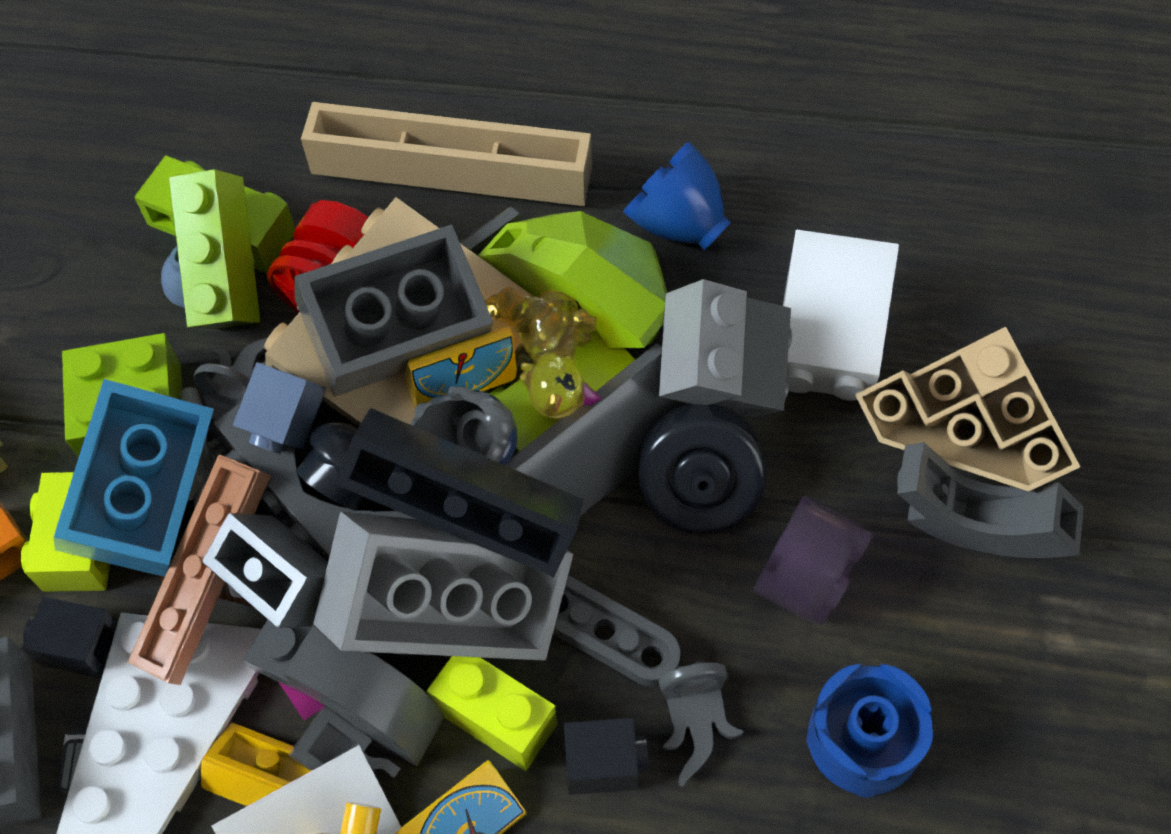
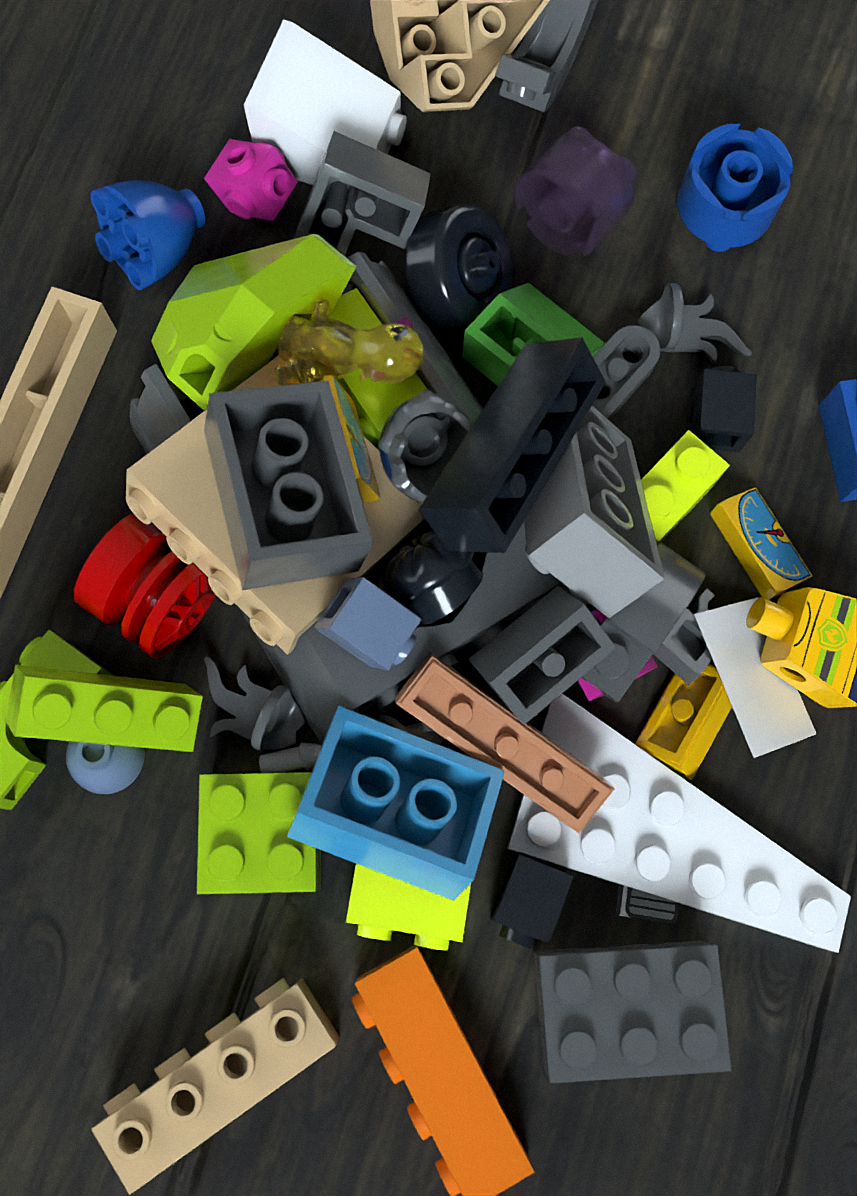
camera: 85 degrees left, 15 degrees up
(637, 547) = (511, 322): none -> bright green slope
(703, 343) = (367, 209): light grey brick -> none
(753, 267) = (251, 179): none -> dark pink brick

